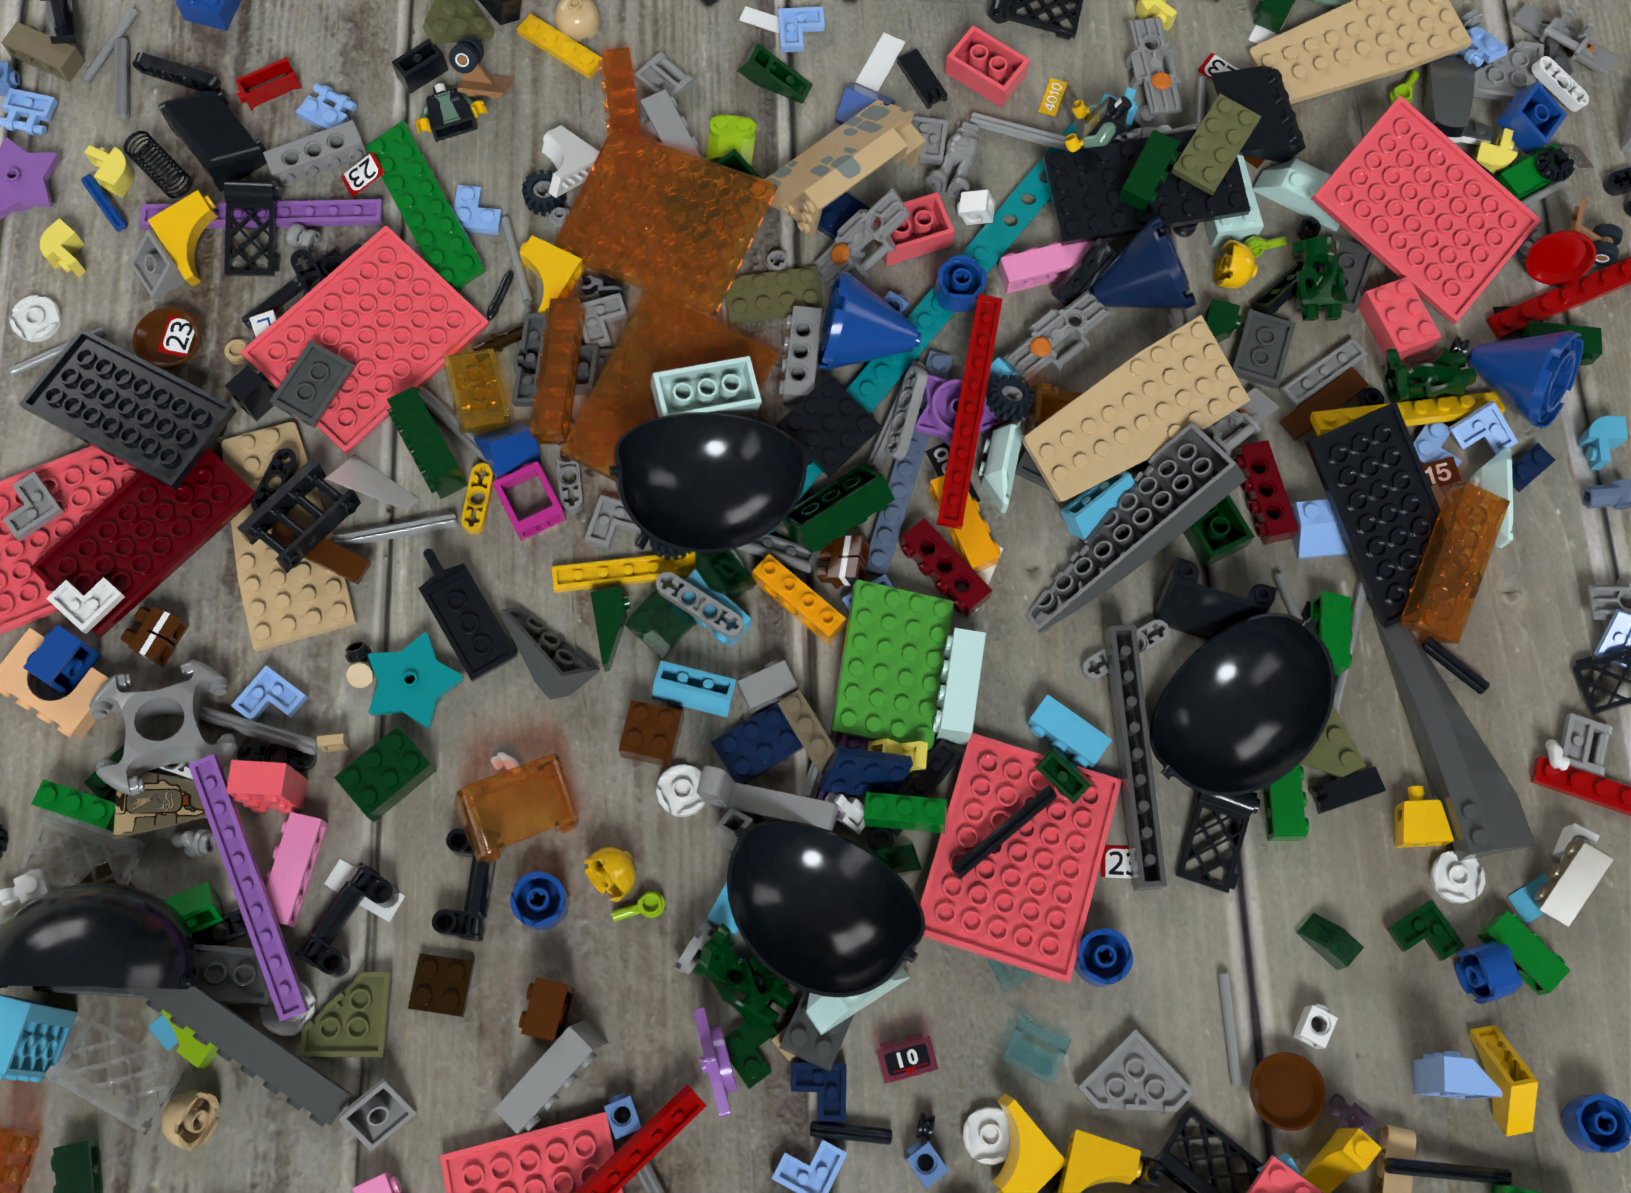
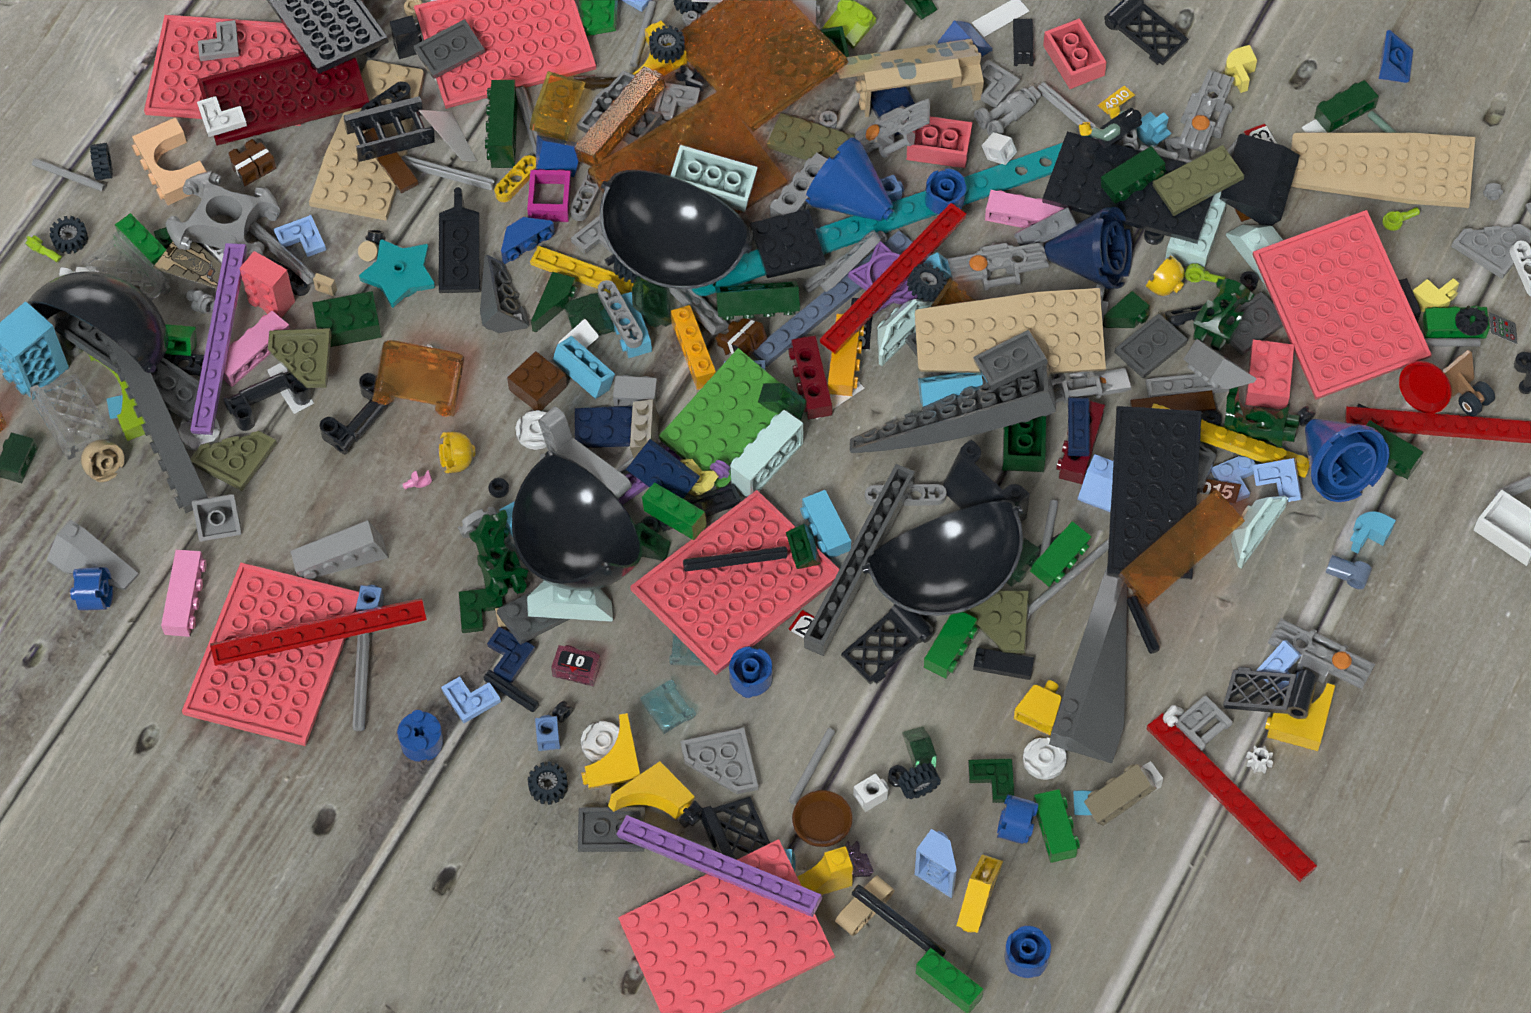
camera: 35 degrees right, 10 degrees down
(62, 660) = (184, 146): blue brick -> none
(362, 849) = (303, 354): none -> olive plate
(441, 985) = (303, 467): dark brown plate -> none
(502, 290) = (616, 52): black piece -> none
(525, 896) = (397, 445): blue brick -> none
(530, 564) = (524, 236): none -> blue slope
(546, 1009) = (361, 505): reddish brown brick -> none
(554, 249) = (666, 36): none -> black bush
(586, 929) = (418, 482): none -> bright pink piece
(650, 905) = (468, 487): lime plate -> none
(666, 648) = (583, 334): none -> white sticker
(684, 877) = (498, 482): none -> black plate
(715, 1061) = (448, 591): medium lavender plate -> none
(850, 810) = (636, 498): white plate -> none
(923, 733) = (720, 469): none -> medium lavender plate
(941, 616) = (779, 397): none -> clear green slope
(1159, 444) = (1010, 360): none -> dark grey plate
(1261, 480) = (1078, 426): none -> dark blue tile
(1336, 988) = (892, 779): none -> black bush
(1359, 342) = (1216, 367): none -> light grey slope
(1361, 986) = (919, 781): none -> black bush
(1450, 99) = (1426, 242): dark grey slope -> none
(1483, 47) = (1485, 213): light blue plate -> none
(1530, 466) = (1300, 523): dark blue plate -> none
(1532, 117) = (1481, 280): blue brick -> none

